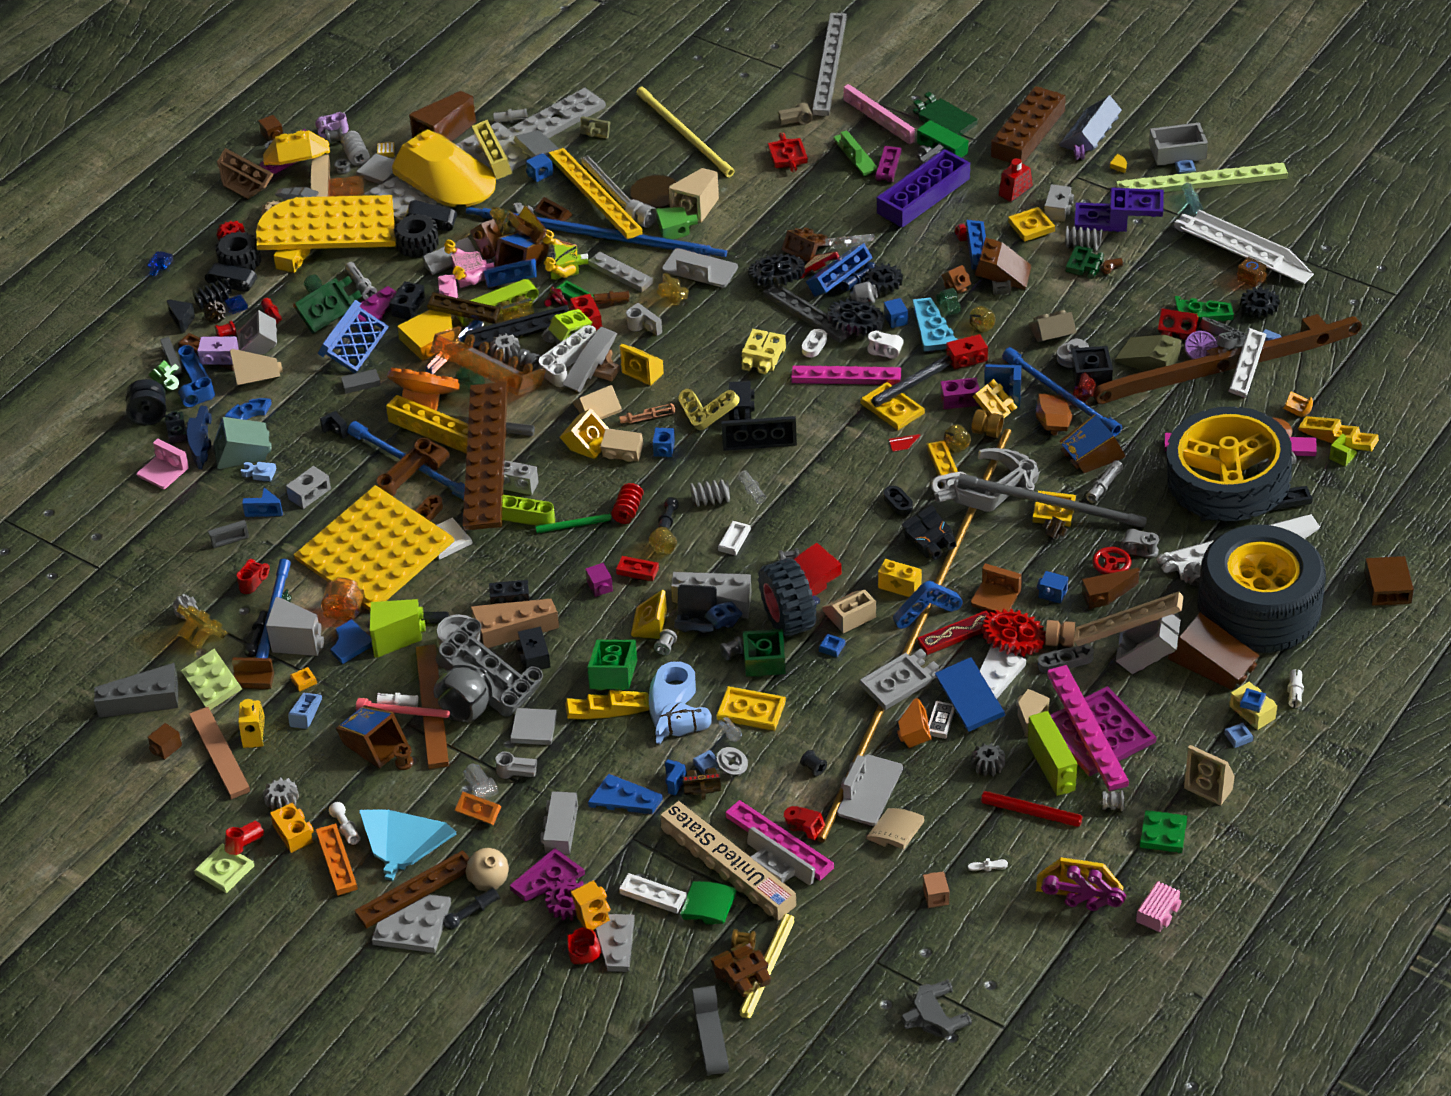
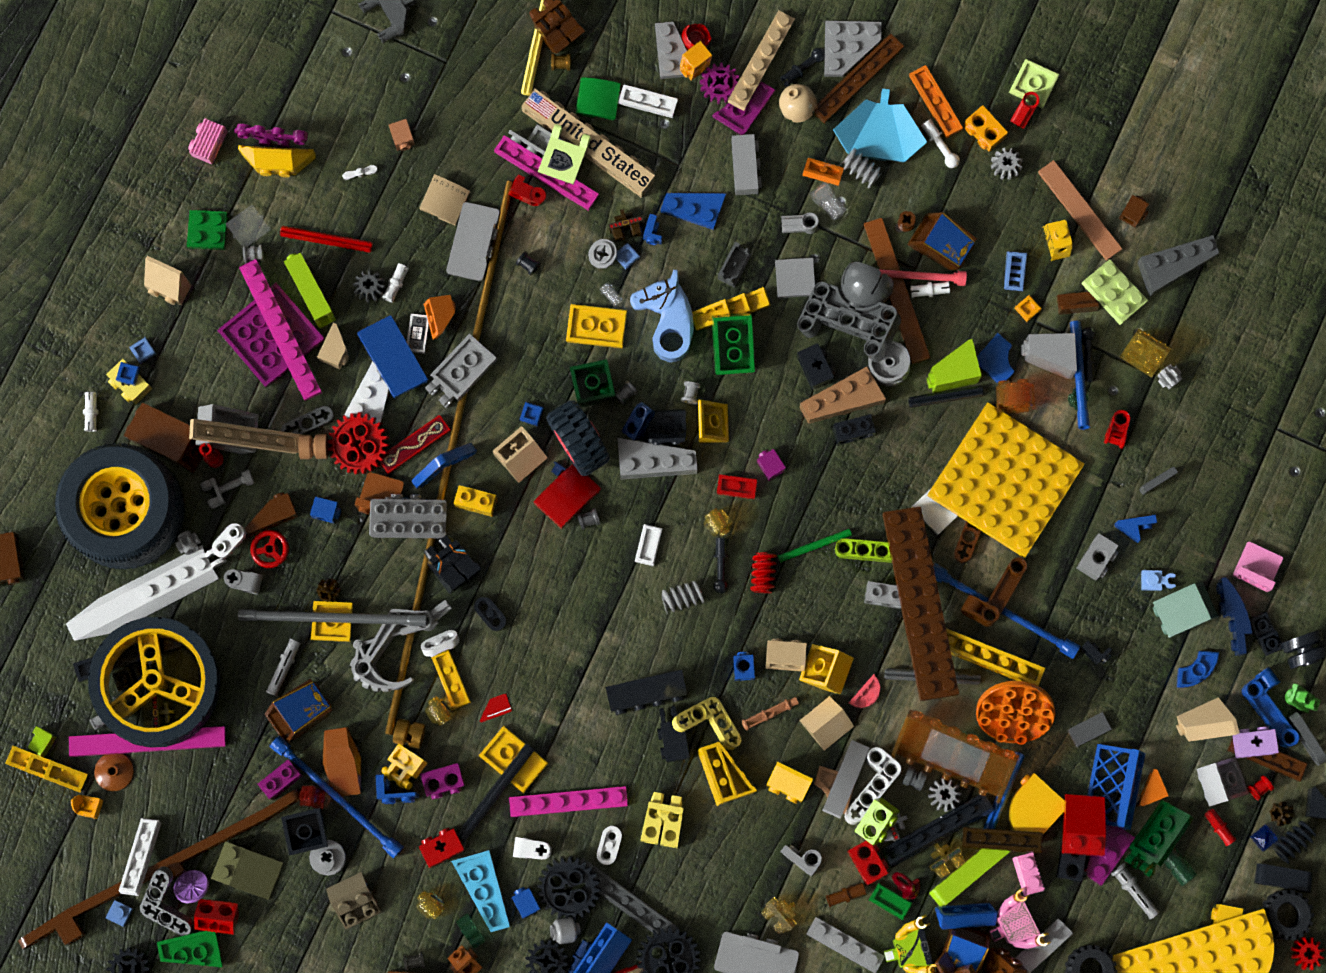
camera: 170 degrees right, 35 degrees up
(319, 333) = (1153, 789): none -> orange slope
(389, 305) = (1084, 825): none -> red slope
(436, 802) = (861, 168): none -> light grey piece
(516, 913) = (761, 60): none -> tan plate
(554, 420) = (867, 694): none -> coral tile
(595, 741) = (734, 265): none -> dark grey hinge
(698, 371) = (723, 774): none -> yellow wedge
(752, 487) = (641, 615): clear pin -> none
(757, 835) = (562, 158): none -> yellowish green flag
(959, 763) = (395, 283): none -> white pin
(969, 569) = (407, 517): none -> light grey bracket
(1114, 402) = (280, 780): none -> magenta brick
(1117, 827) = (248, 226): none -> clear piece
(1151, 563) = (230, 543): none -> white plate

